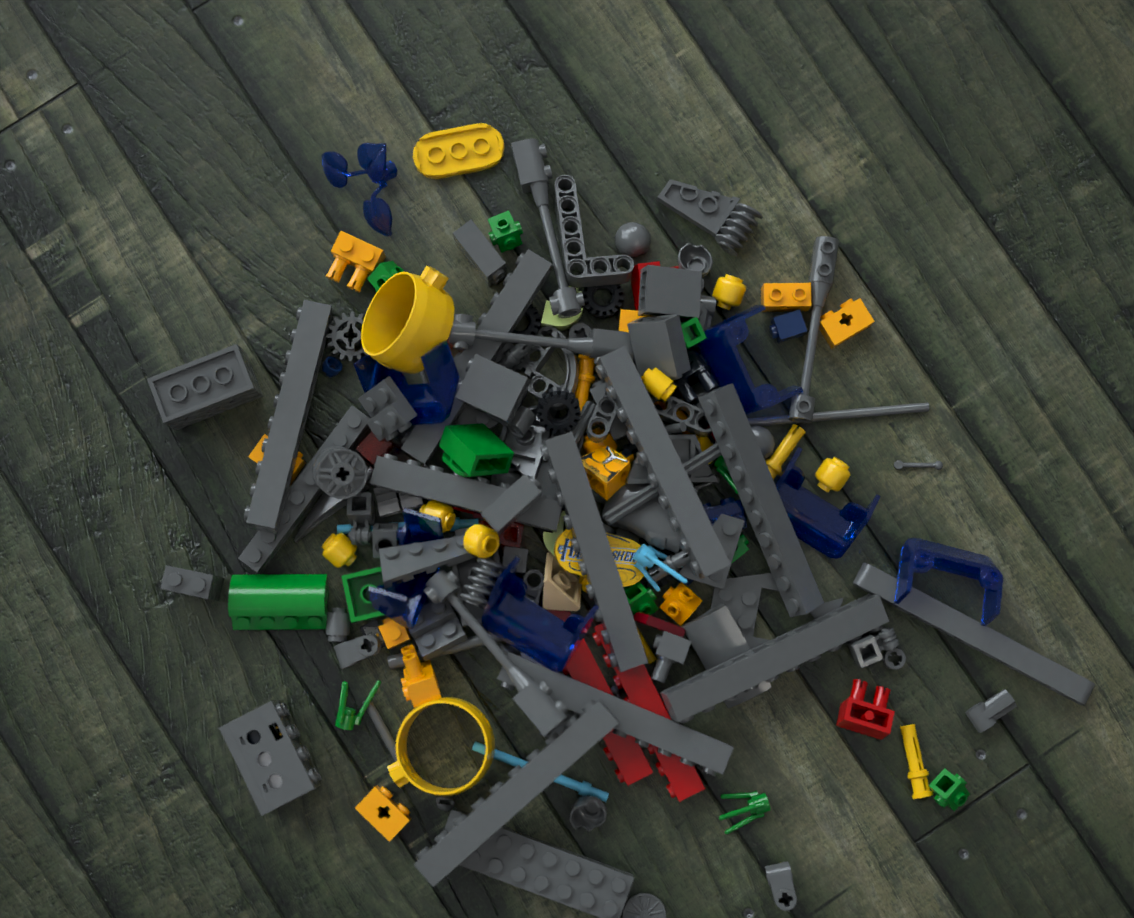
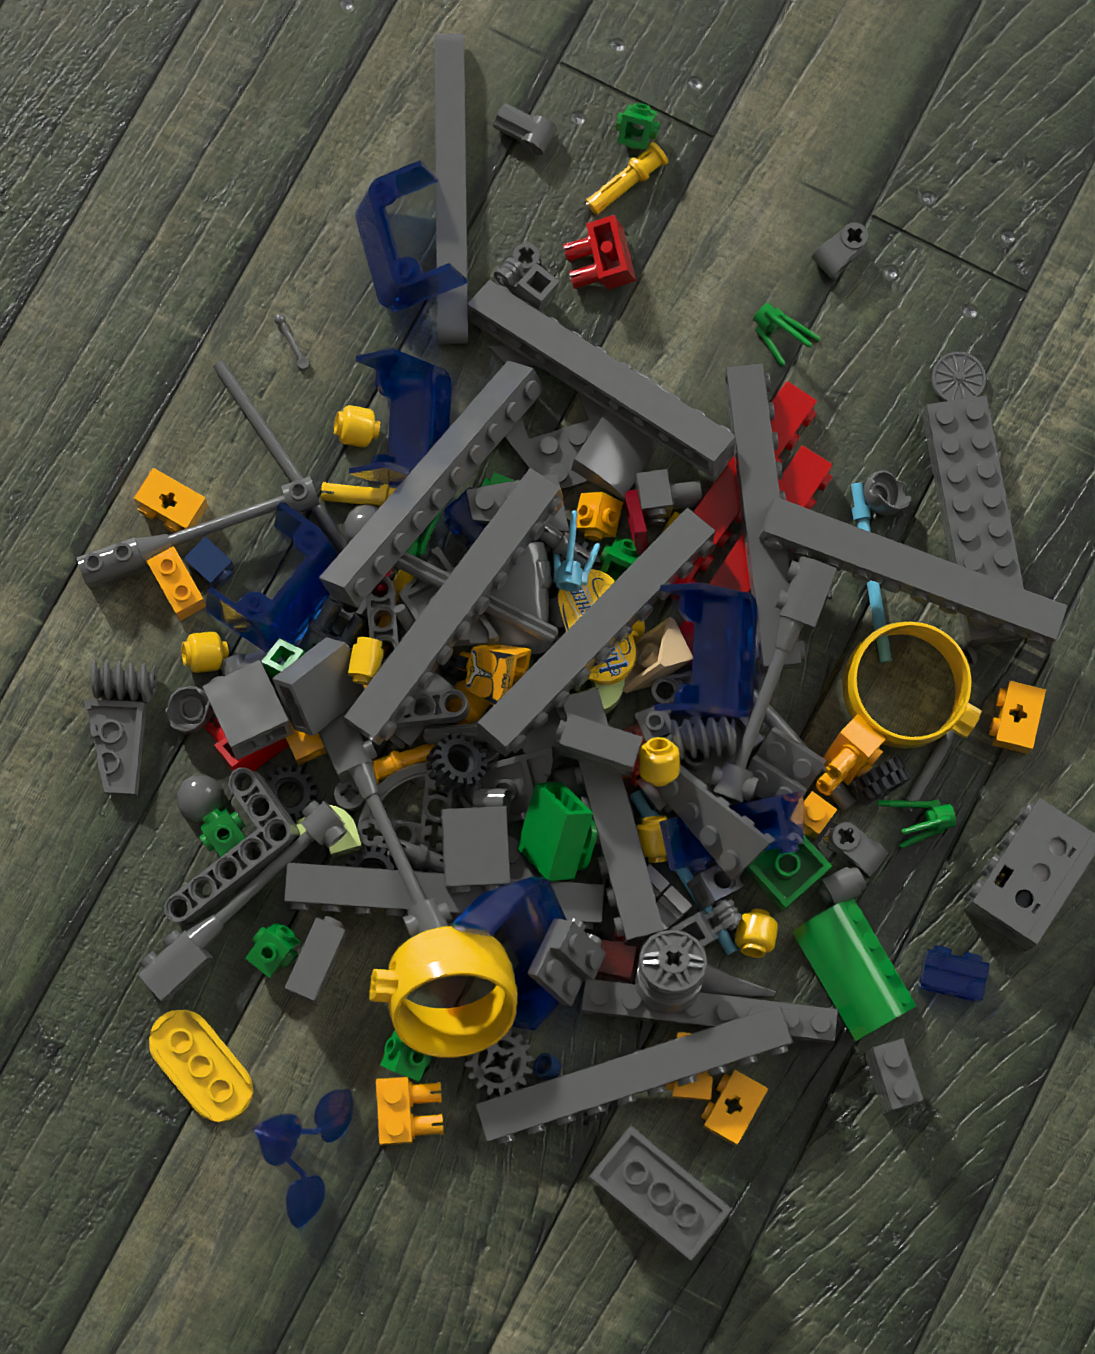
camera: 125 degrees left, 5 degrees down
(225, 465) = (749, 1096): none -> light orange brick
(238, 665) = (953, 974): none -> clear blue brick
(391, 692) = (881, 780): none -> black tyre
(599, 240) = (216, 820): none -> green brick

